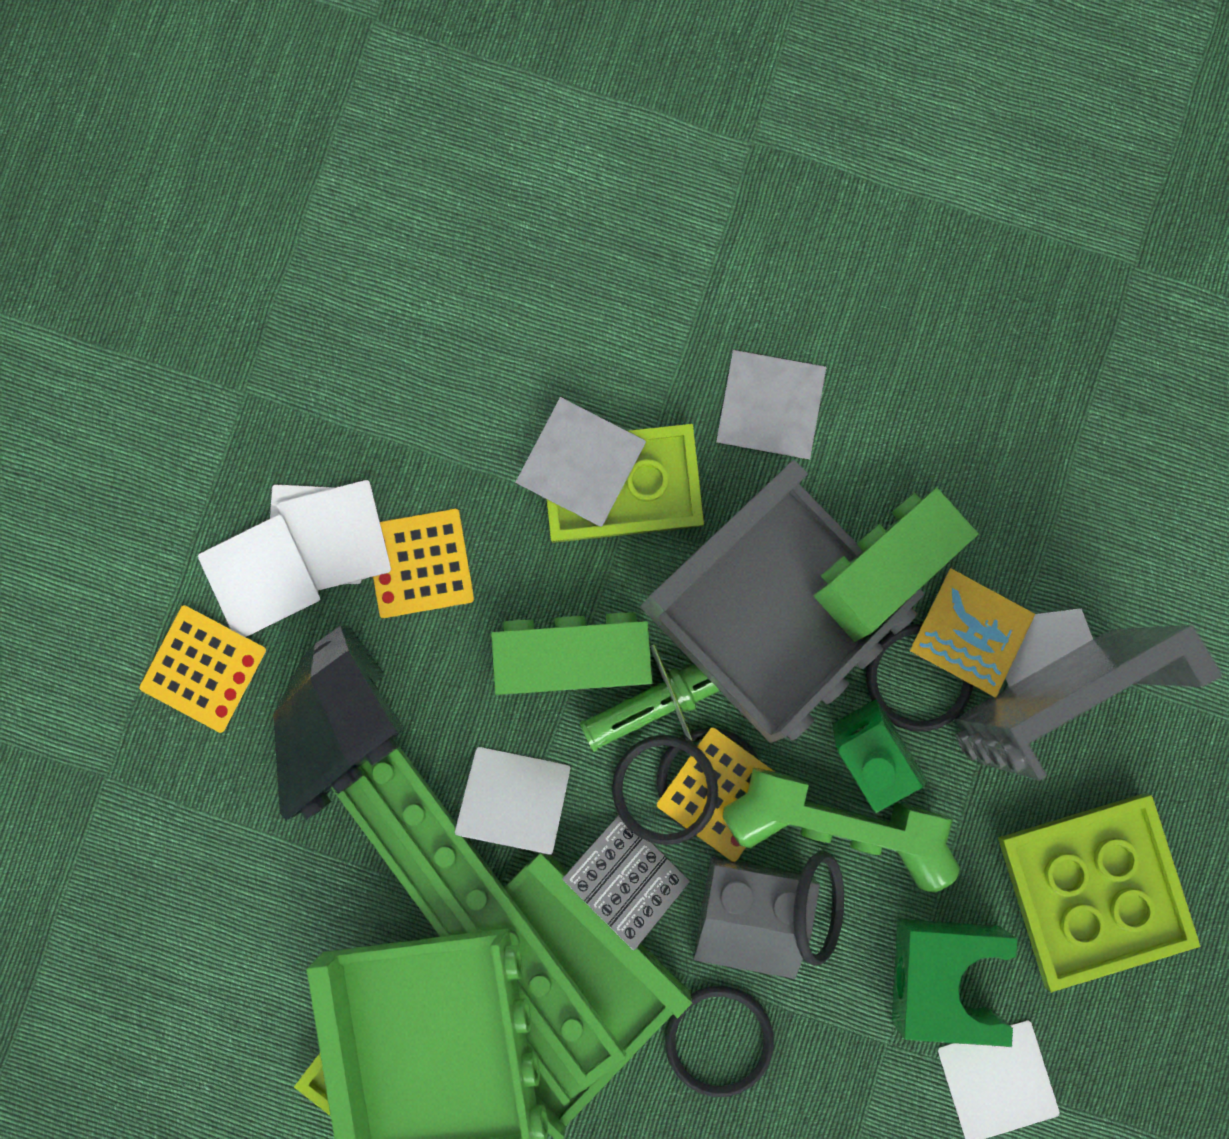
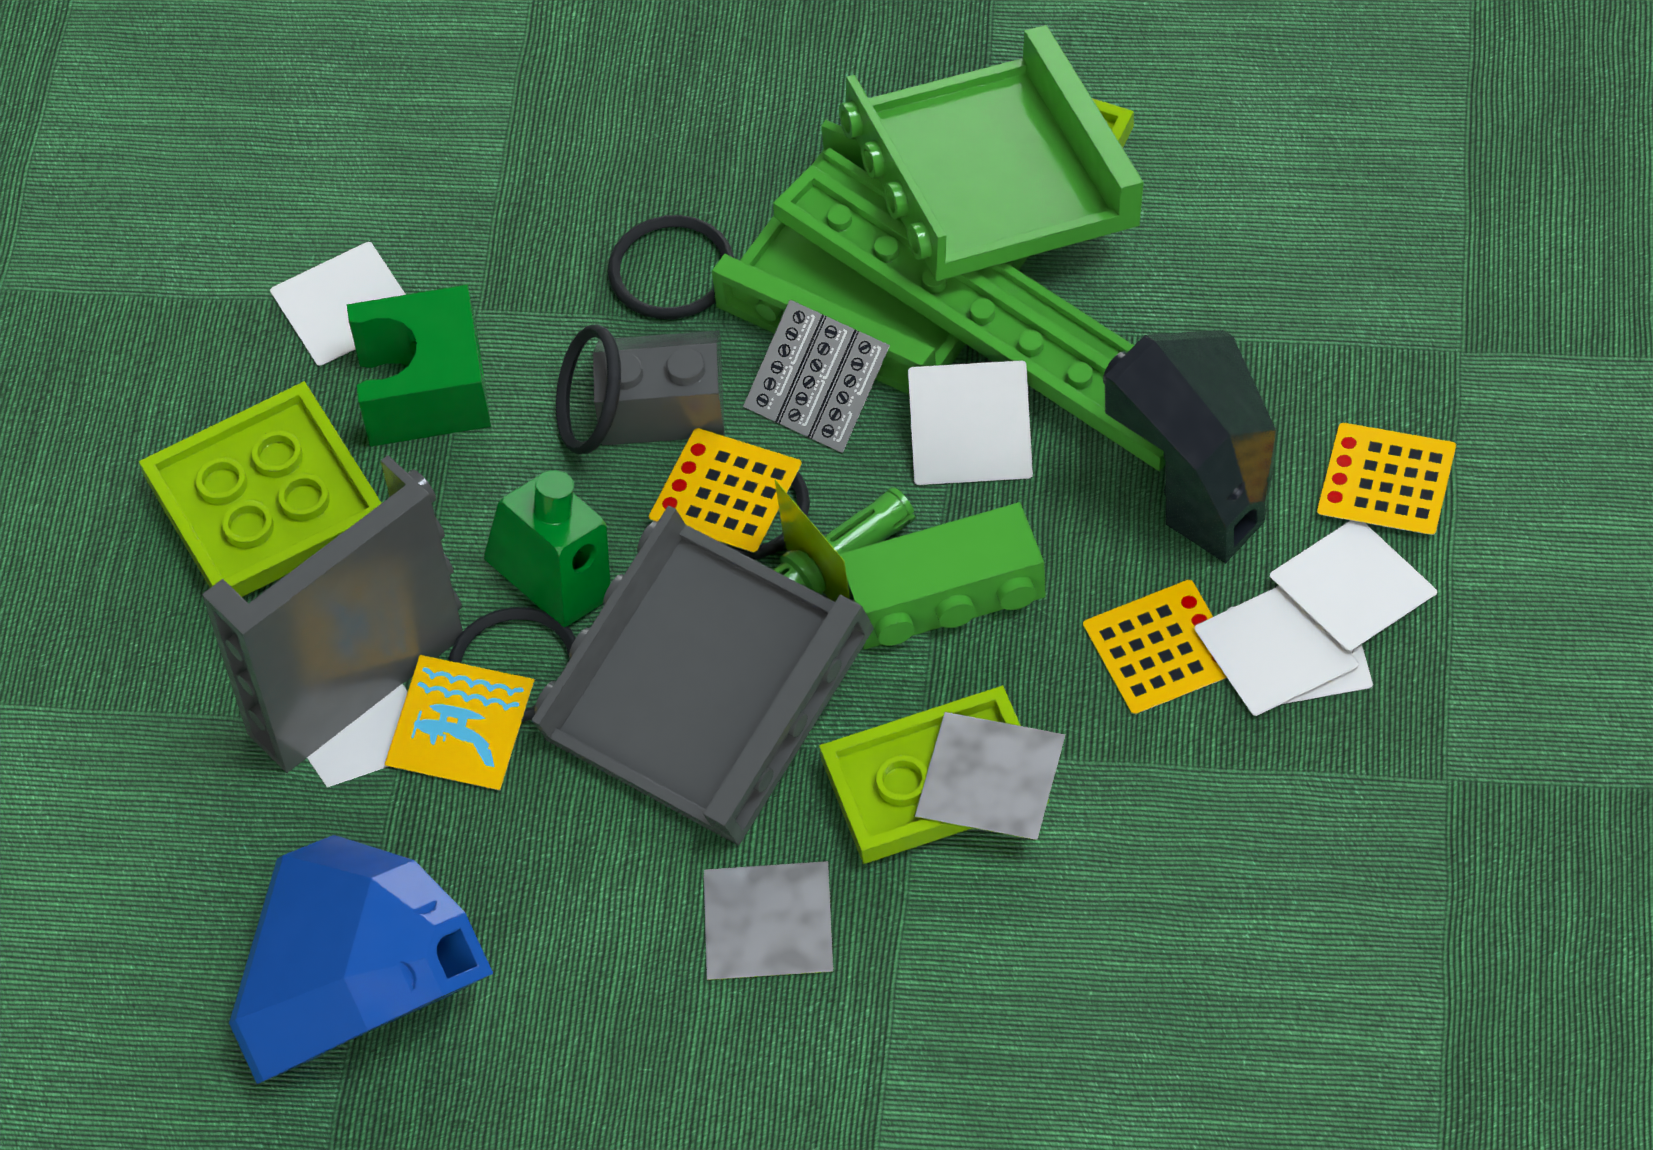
camera: 170 degrees right, 30 degrees down
(712, 786) = (807, 430): black tyre -> none
(893, 563) = (574, 747): bright green brick -> none
(913, 832) = (602, 477): bright green plate -> none
(1100, 425) = (344, 950): none -> blue brick

